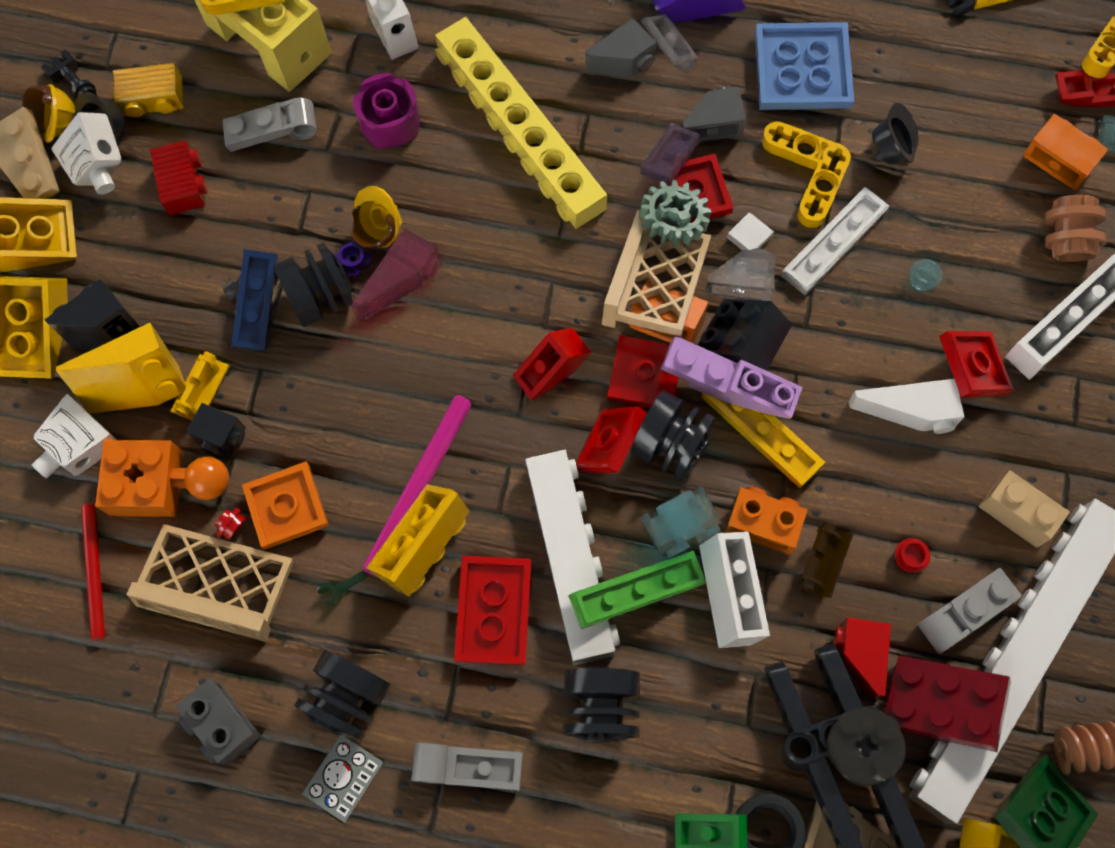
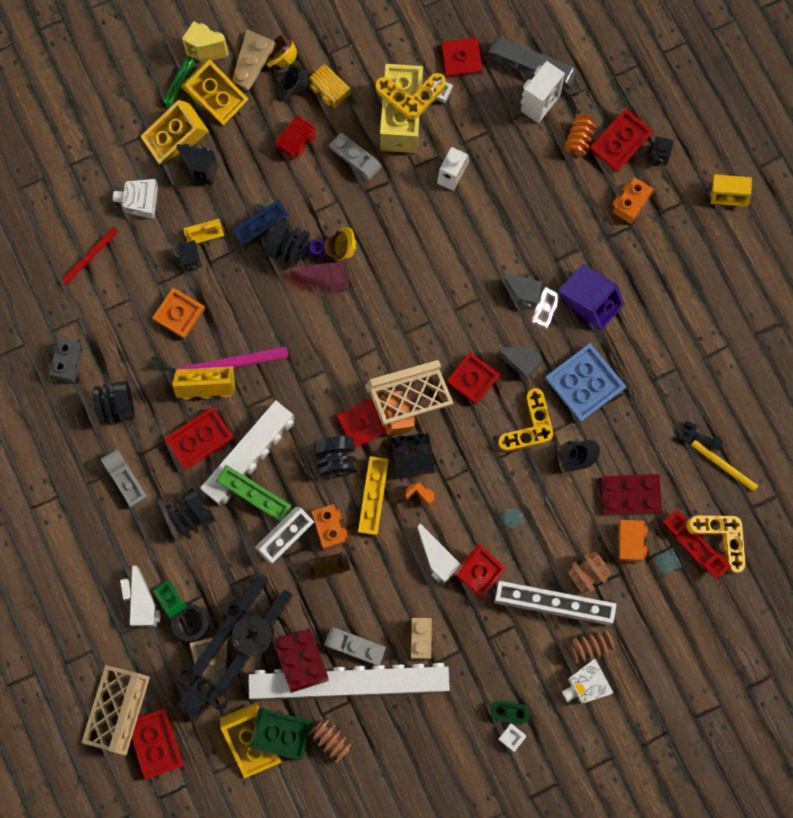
camera: 50 degrees right, 5 degrees up
(65, 71) = (306, 57): black hinge -> none
(89, 151) = (274, 89): white torso -> none
(125, 373) = (184, 197): yellow slope -> none
(156, 494) = (150, 251): orange brick -> none
(203, 610) = (109, 318): tan fence -> none
(230, 523) = (152, 296): red plate -> none
(342, 778) = (82, 430): sticker -> none
(387, 111) = (401, 195): magenta brick -> none
(464, 41) = (470, 210): light yellow brick -> none
(551, 362) = (333, 377): red slope -> none
(610, 440) = (312, 430): red plate -> none
(670, 154) = (480, 353): plate -> none
(674, 213) = (441, 375): sand green gear -> none
(682, 521) = (298, 489): clear light blue brick -> none
(731, 381) = (382, 463): lavender slope -> none
(744, 276) = (445, 434): clear slope -> none
(750, 233) = (471, 421): white tile -> none
(808, 360) = (425, 494): none -> orange bracket
(834, 241) = (500, 463): white tile -> none
(865, 653) = (299, 612): red slope -> none
(912, 555) = (362, 604): red plate -> none
(994, 115) = (631, 494): none -> dark red plate

